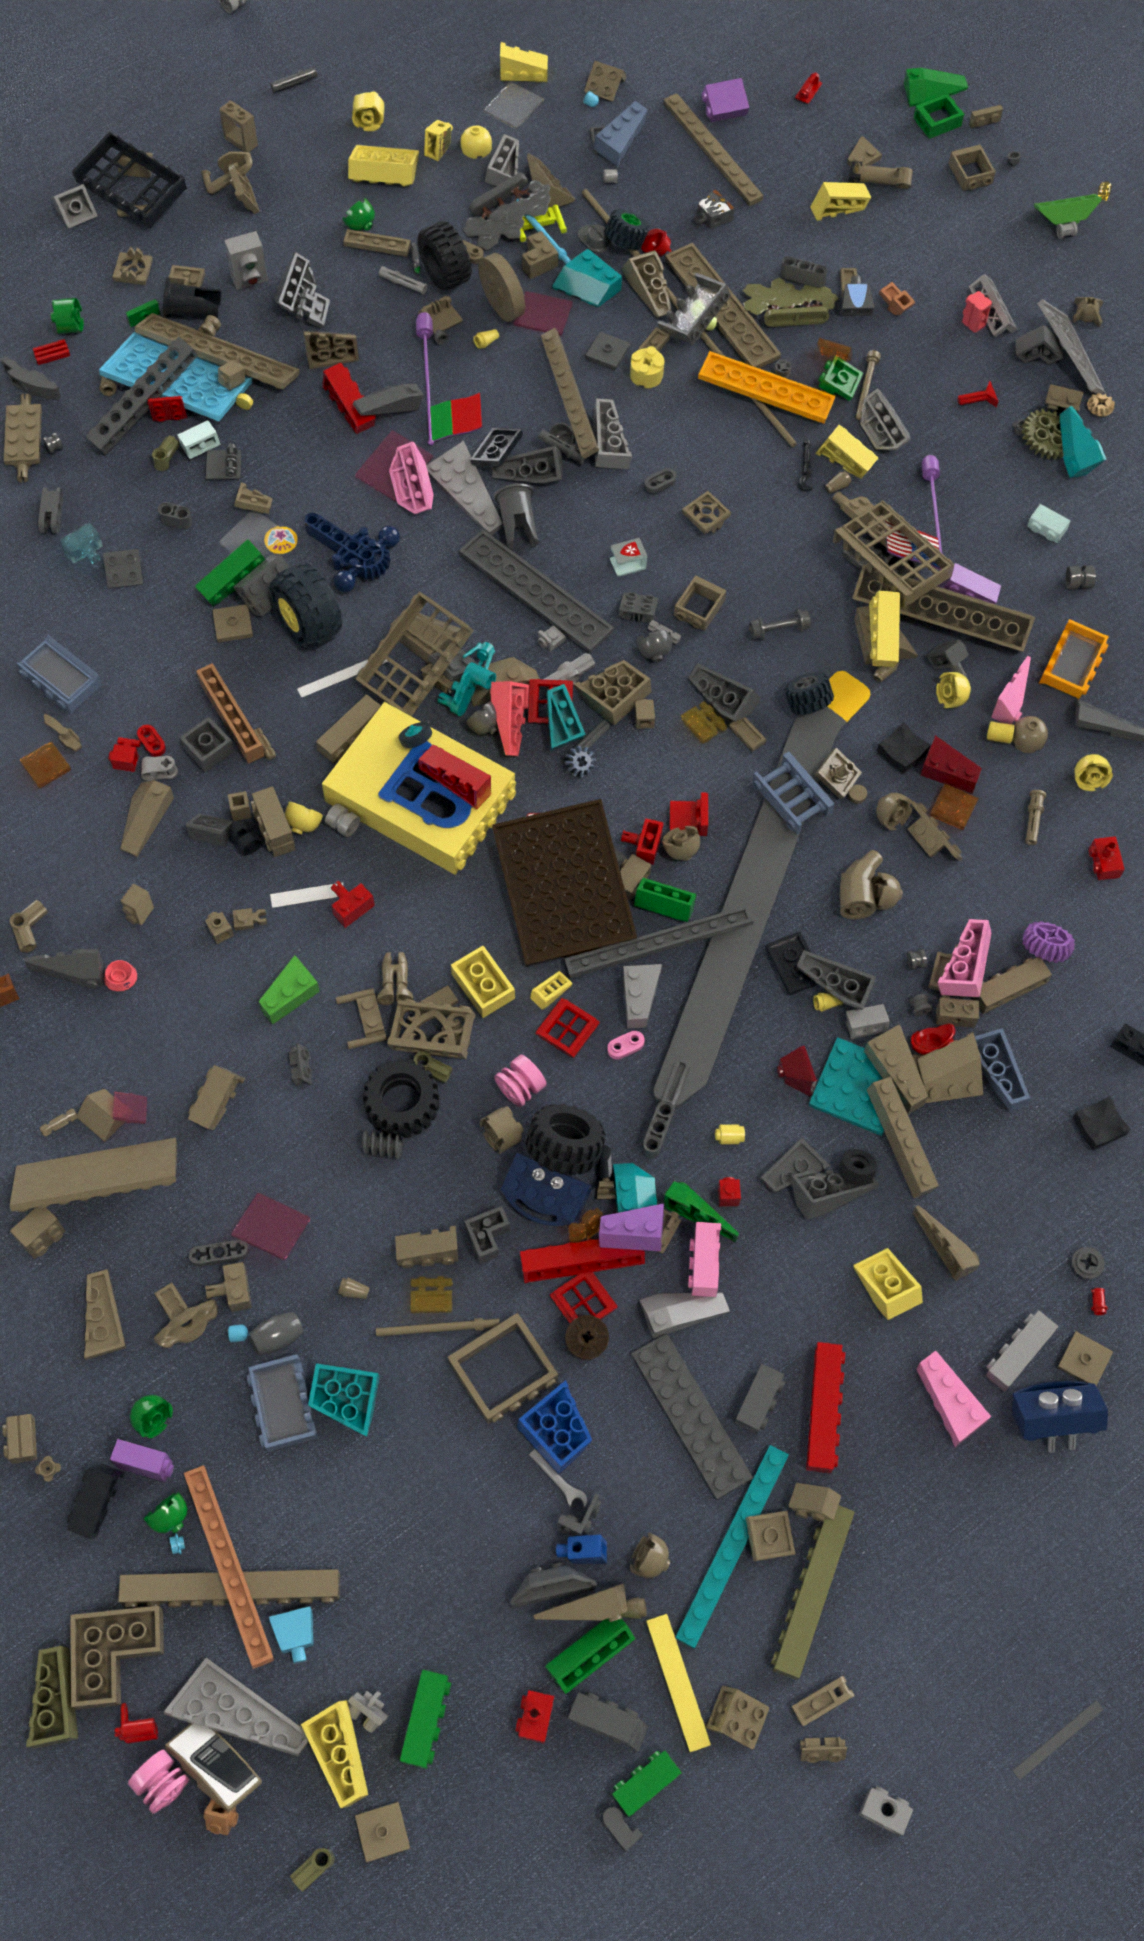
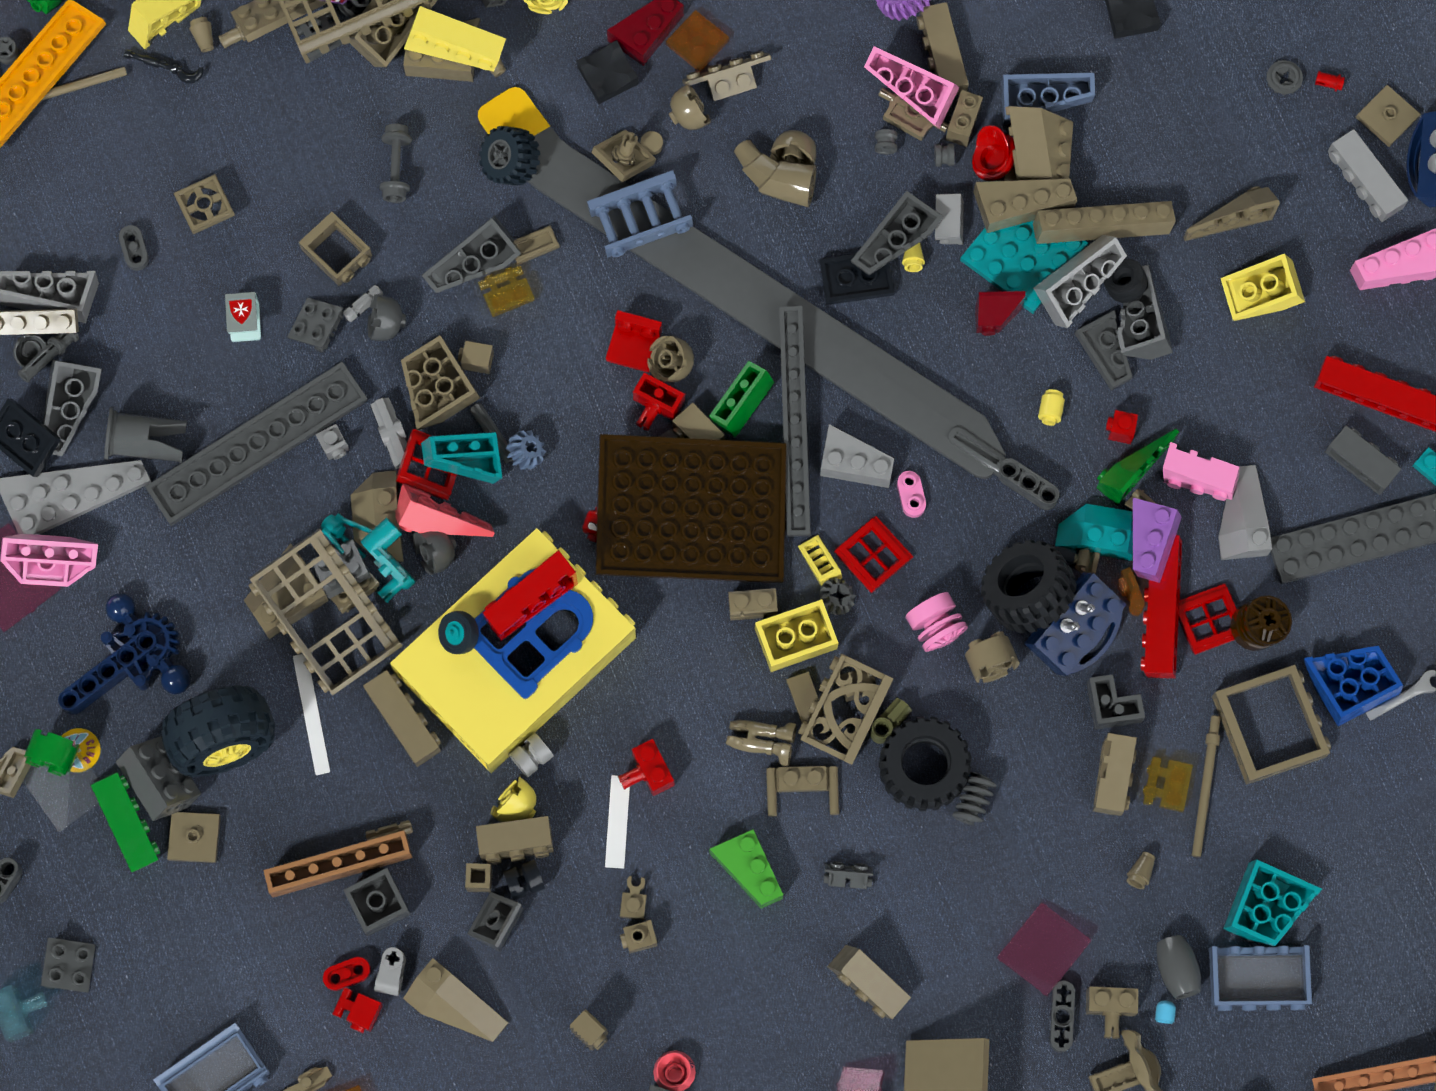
camera: 75 degrees left, 10 degrees up
(270, 516) = (51, 752): none -> green brick
(501, 946) = (752, 604): none -> dark tan brick
(520, 1015) = (830, 602): none -> dark grey gear
(844, 1127) = (1074, 283): none -> light grey wedge

